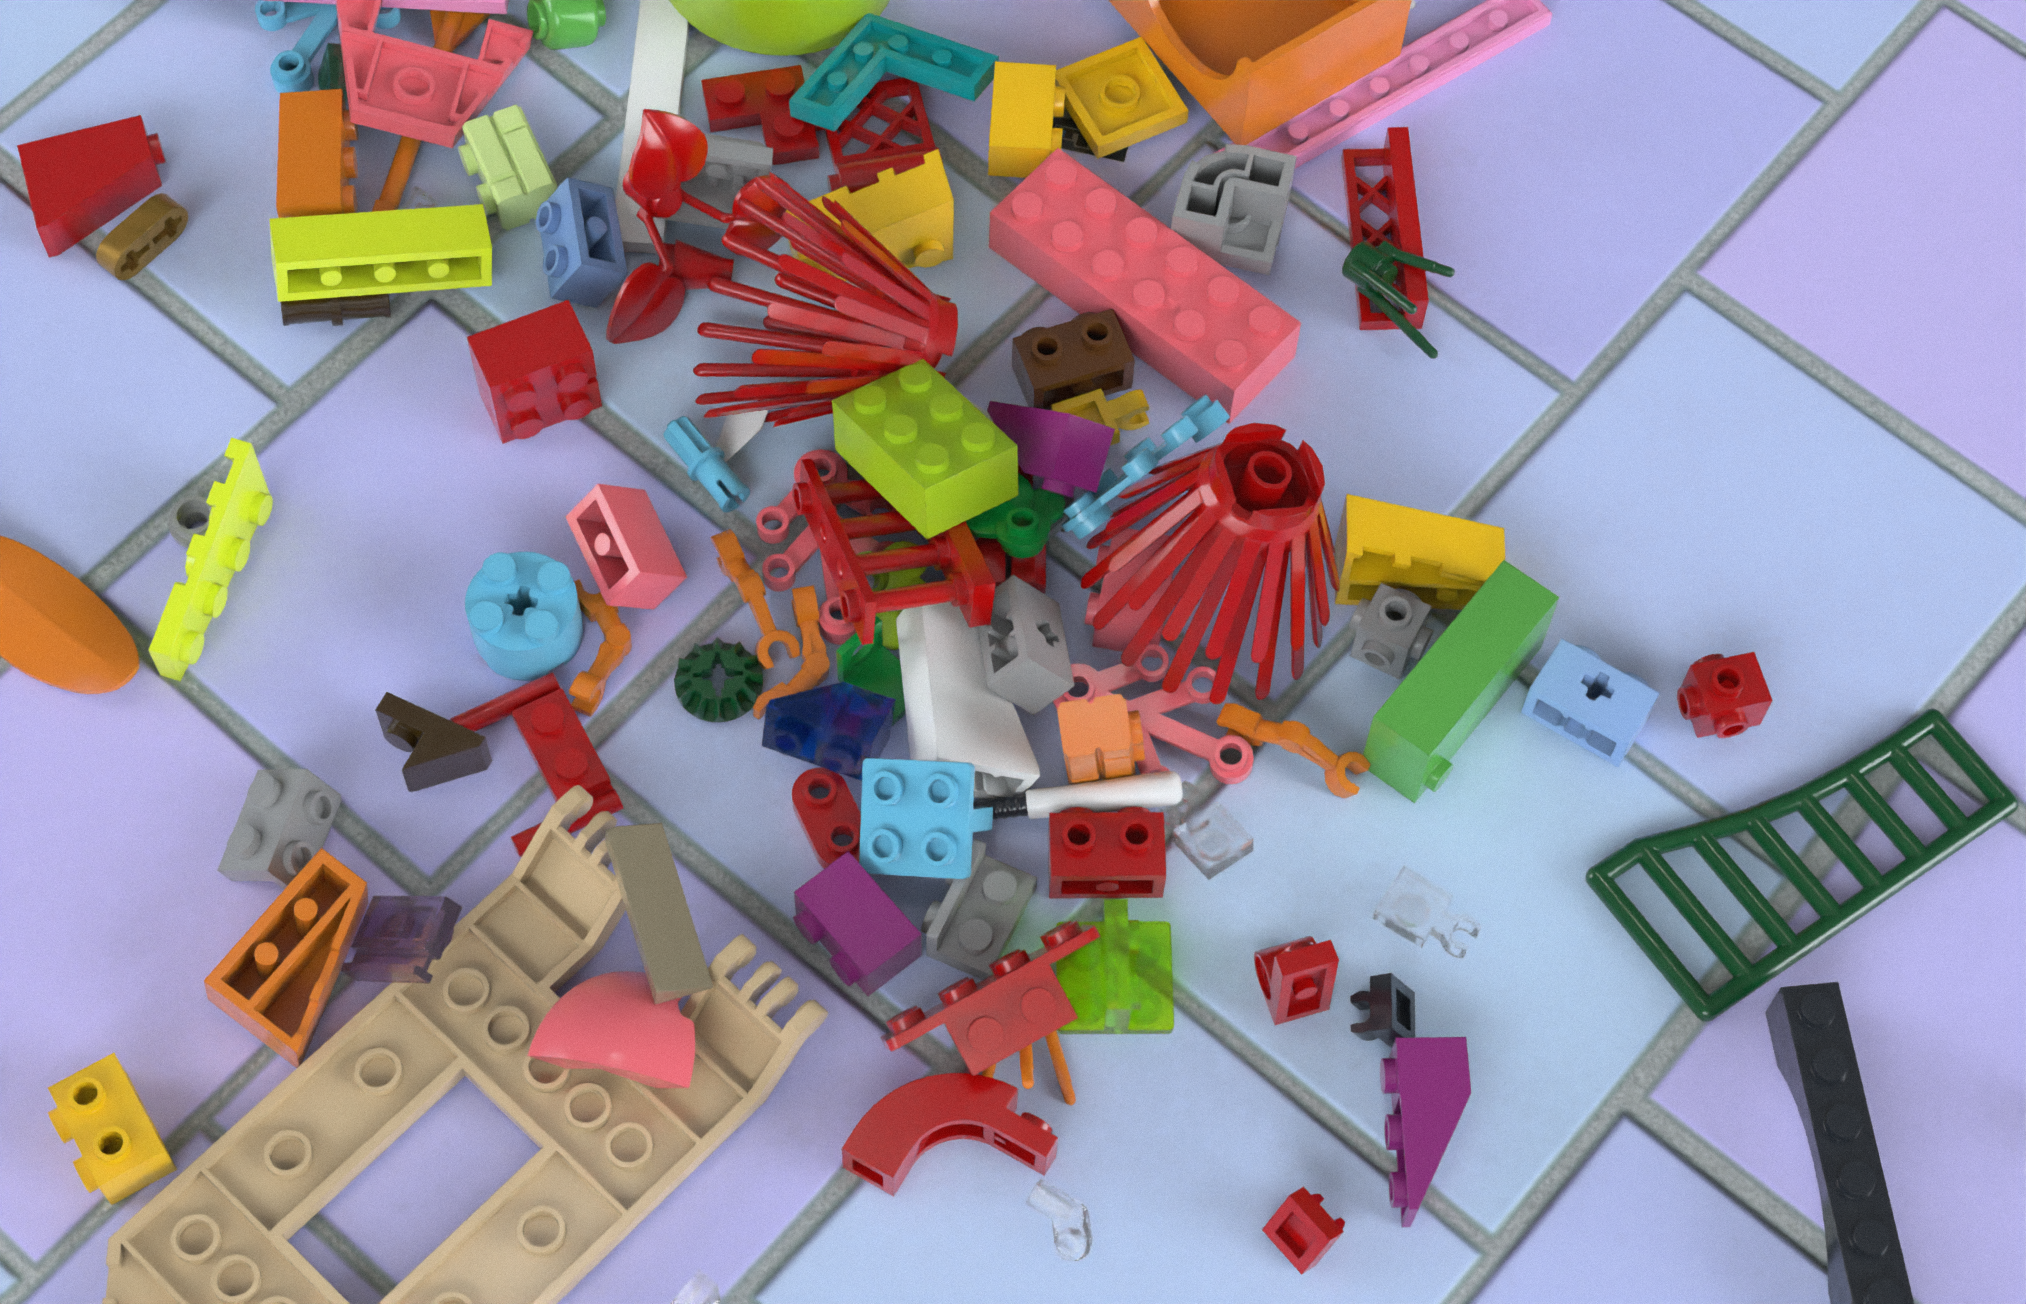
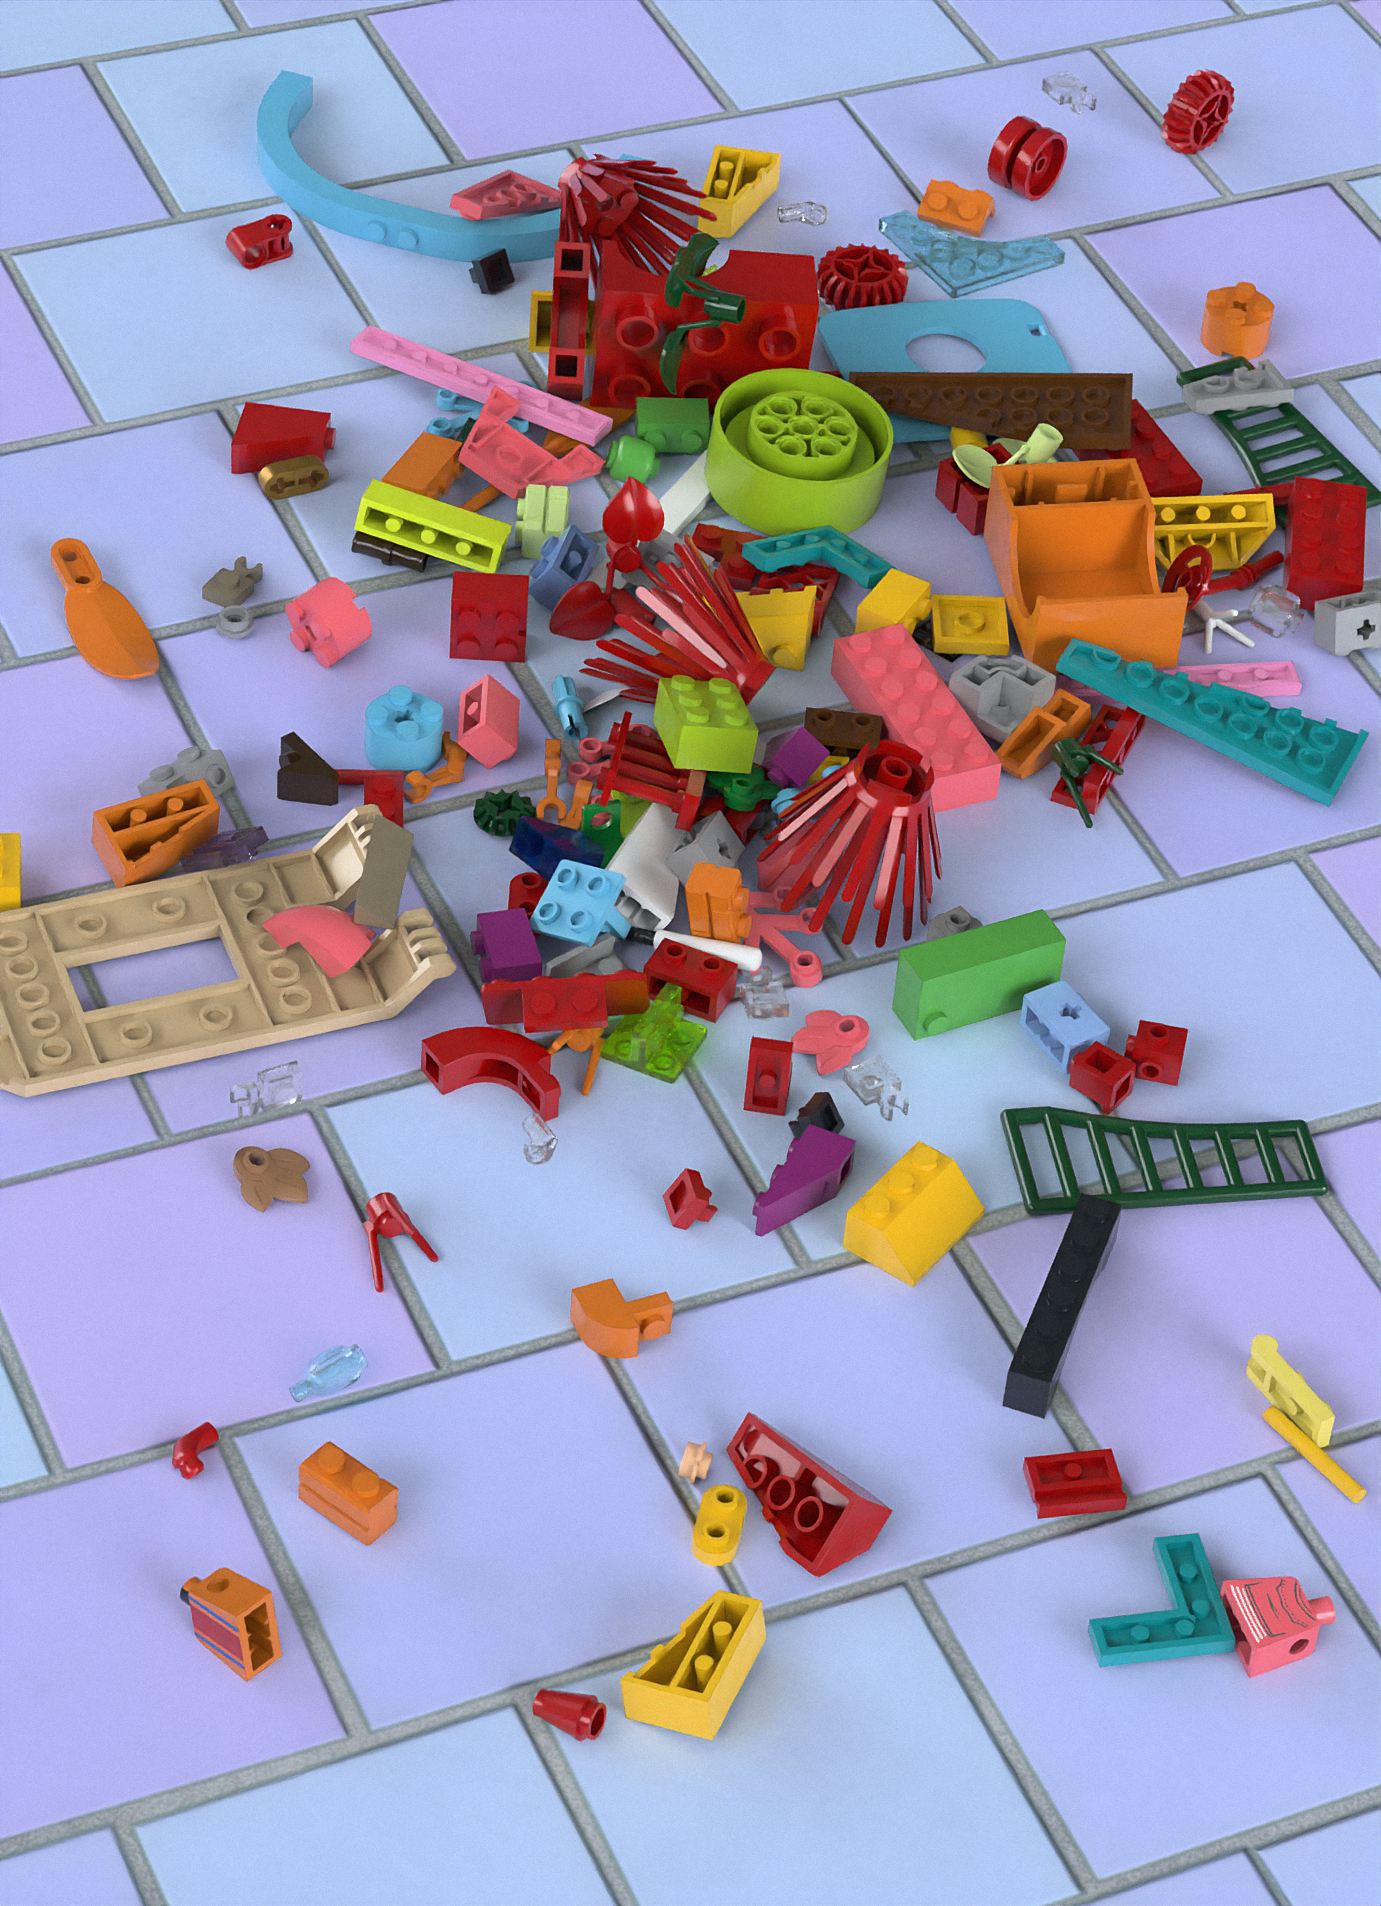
camera: 25 degrees right, 20 degrees down
(156, 459) = (234, 586): none -> dark tan plate
(212, 561) = (232, 637): neon yellow wing -> none
(328, 476) = (328, 621): none -> coral brick
(1296, 739) = (852, 965): orange piece -> none
(1305, 239) = (1032, 741): none -> orange slope
(1316, 866) = (831, 1038): none -> coral plate
(1413, 550) = (987, 890): yellow wedge -> none
(1570, 124) = (1271, 740): none -> teal wing
(1584, 1109) = (912, 1214): none -> yellow slope
(1676, 761) = (1102, 1075): none -> red brick

